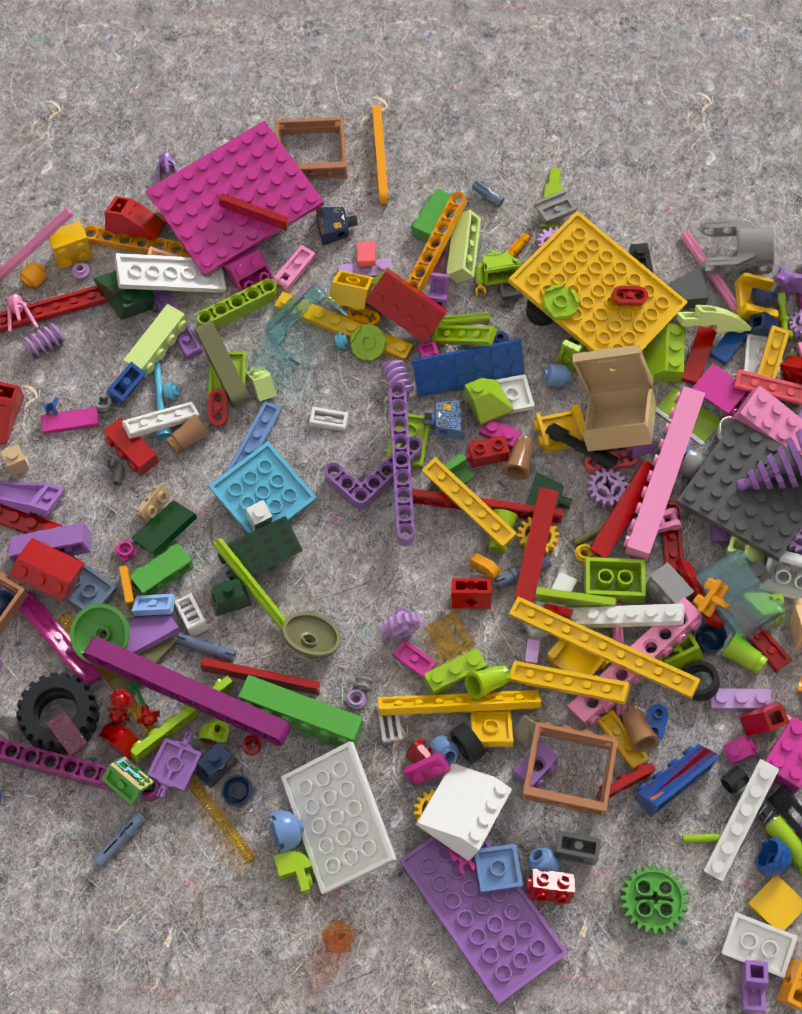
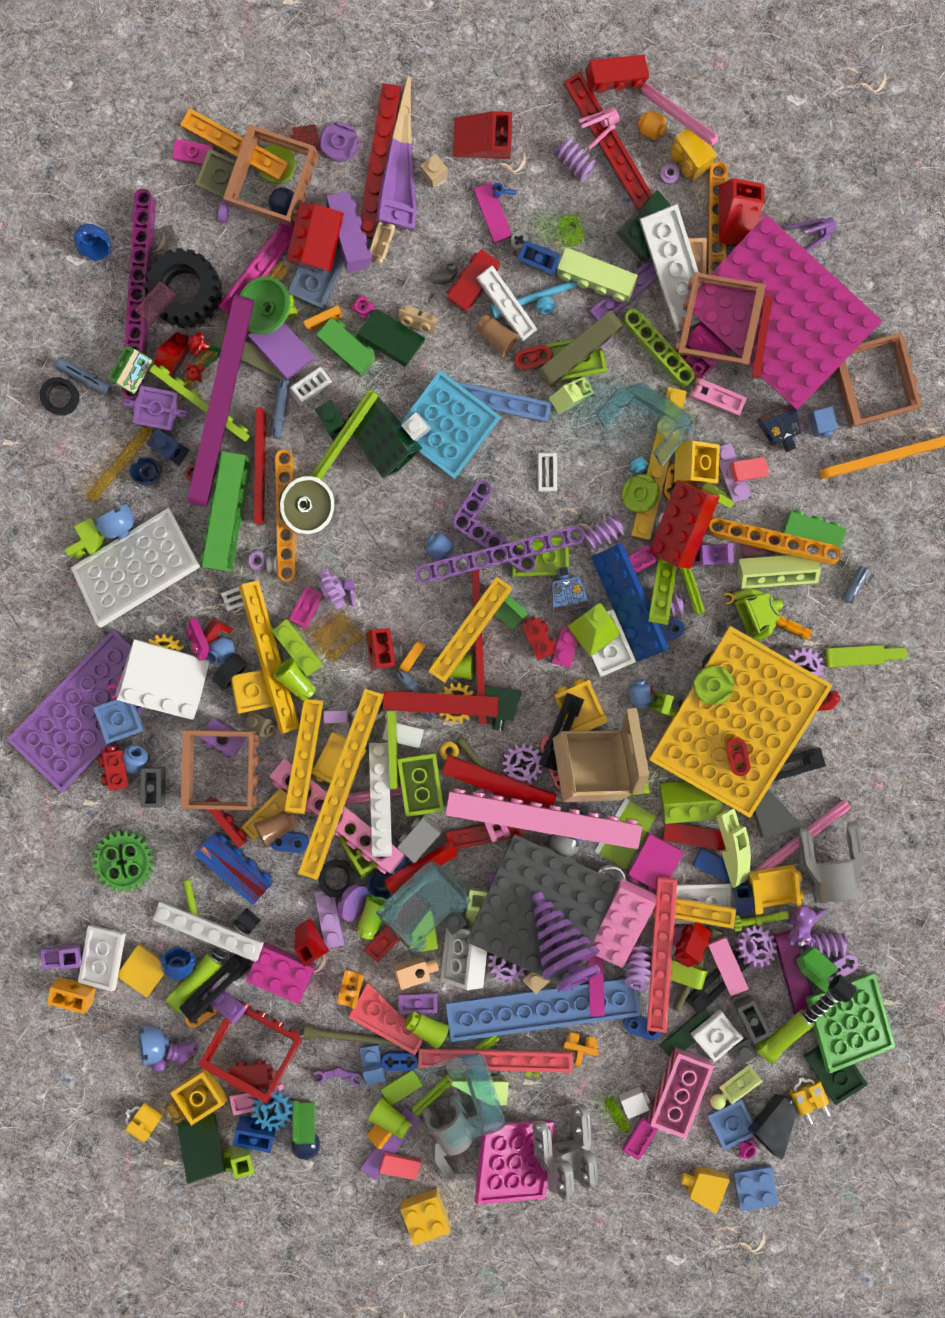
camera: 80 degrees right, 25 degrees up
(62, 515) = (380, 241): none -> tan hinge
(111, 362) = (571, 239): none -> clear neon green brick
(119, 861) = (45, 391): none -> black tyre
(153, 604) = (308, 348): light blue plate -> none
(214, 732) = (192, 436): lime rock -> none
(239, 216) = (689, 305): none -> nougat window
(306, 666) = (281, 526): none -> light orange beam
(337, 192) = (823, 422): none -> medium blue brick
(343, 943) = (33, 589): clear orange brick -> none
(380, 523) = (439, 546): none -> medium blue head
(519, 460) = (538, 672): medium nougat plant -> none
(555, 207) = (849, 660): light grey plate -> none
(559, 610) = (377, 735): red tile -> none
(714, 597) = (404, 884): light orange hips -> none
(730, 668) = (353, 902): none -> medium lavender tile
(740, 749) = (278, 923): dark pink bracket -> none
(763, 298) = (773, 897): dark blue hair -> none

